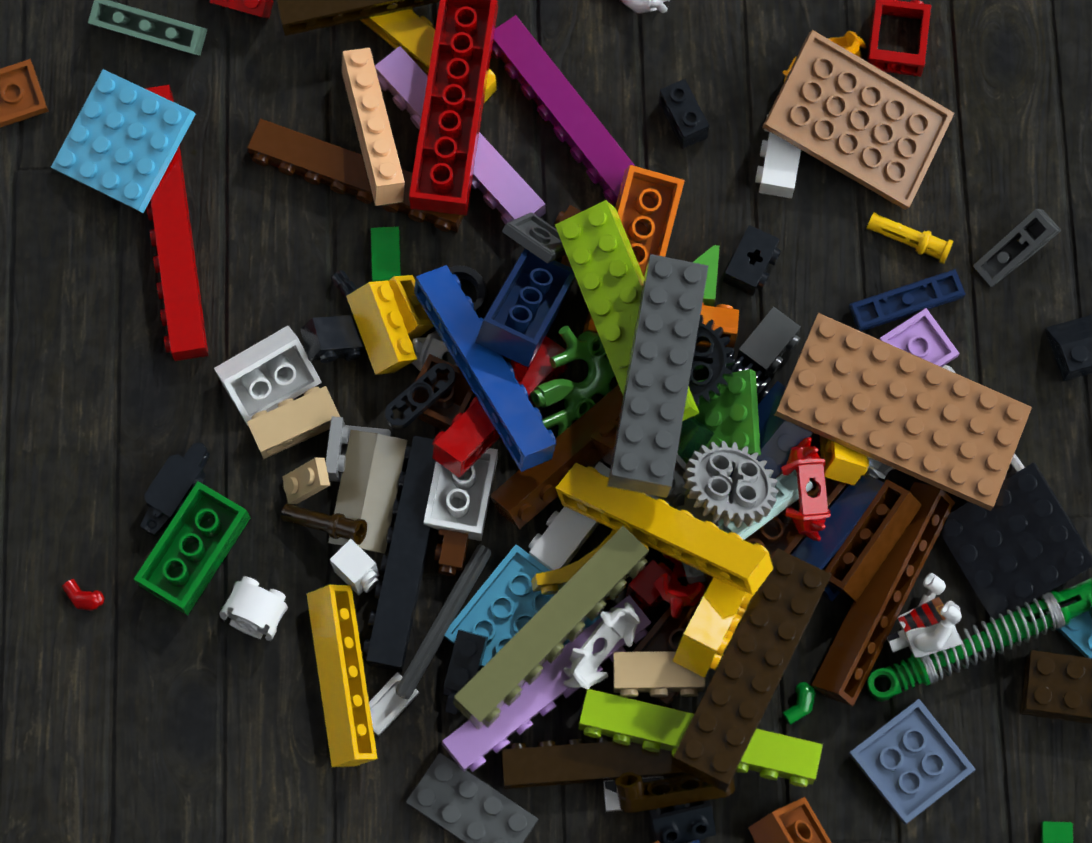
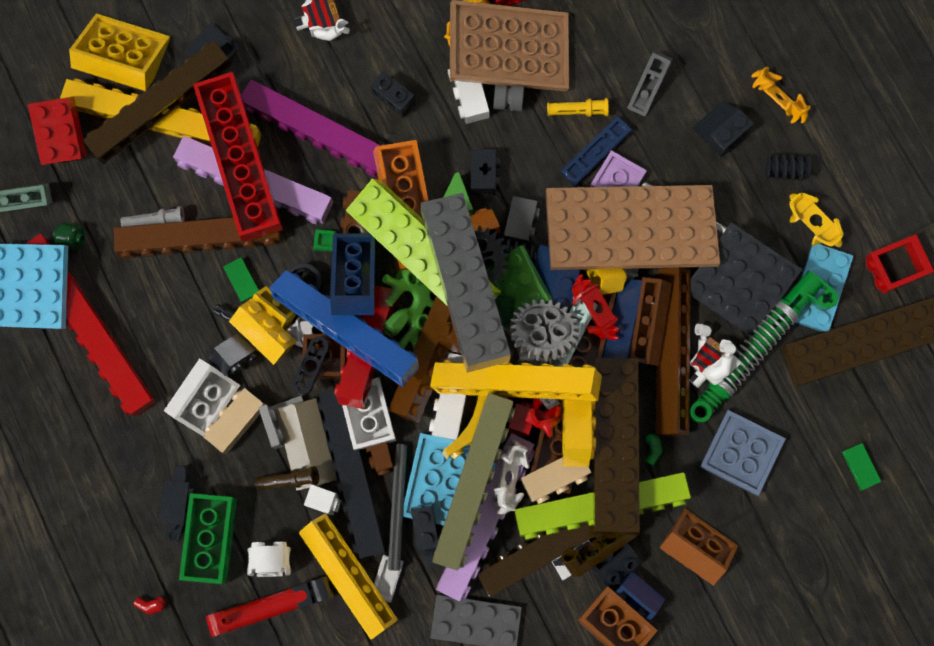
camera: 20 degrees left, 5 degrees up
(203, 103) = (69, 235): none -> dark green head
(268, 672) = (270, 606): none -> red piece
(306, 480) = (262, 457): tan plate -> none
(322, 132) = (160, 217): none -> light grey pin
(373, 127) = (192, 199): light nougat brick -> none
(508, 253) = (323, 240): none -> green tile
(536, 237) = (336, 223): dark grey tile -> none
(827, 182) = (508, 97): none -> dark grey wheel

